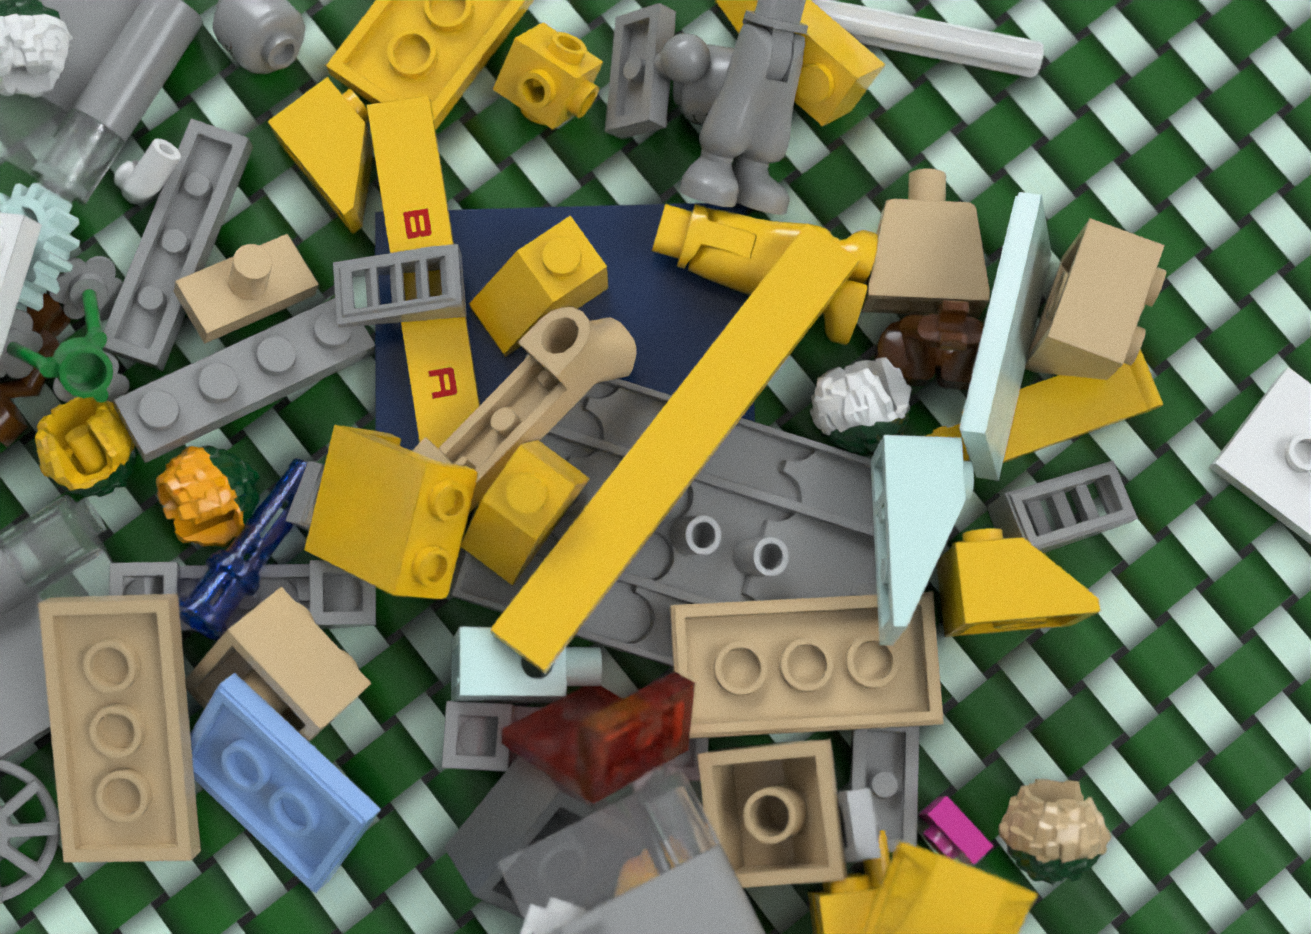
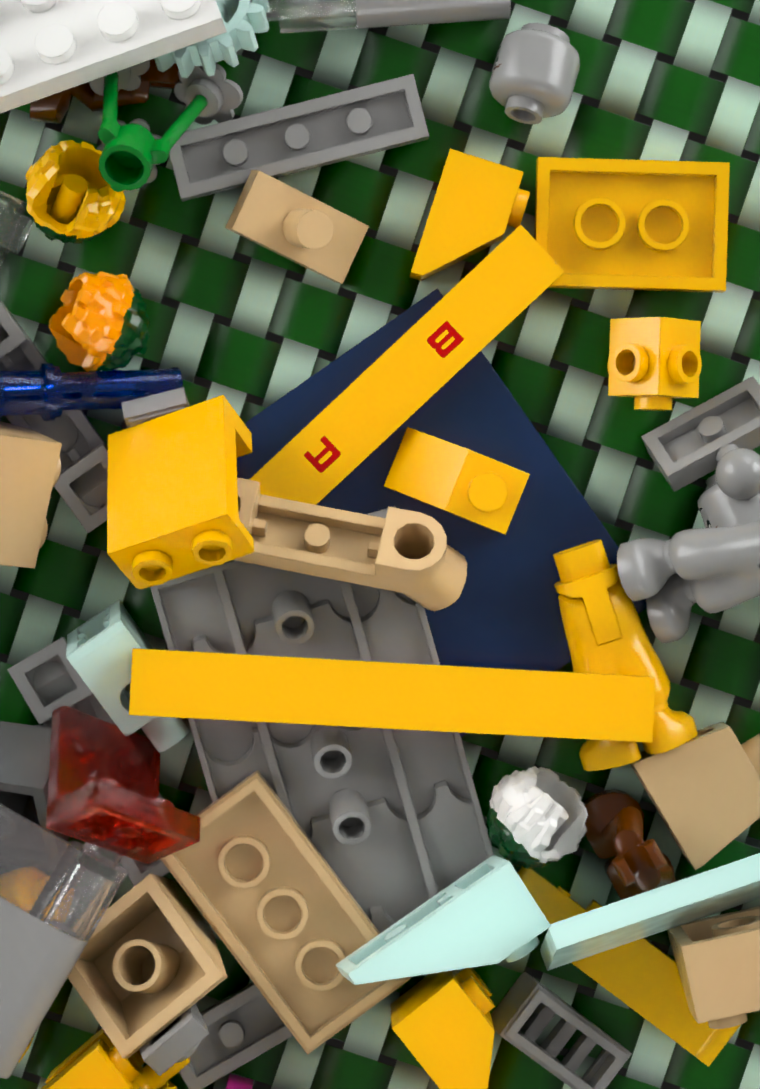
camera: 60 degrees right, 10 degrees up
(144, 178) = (336, 76): white arm -> none
(240, 380) = (219, 283): light grey plate -> none
(421, 260) = (409, 408): light grey slope -> none
(522, 509) = (254, 606): yellow slope -> none

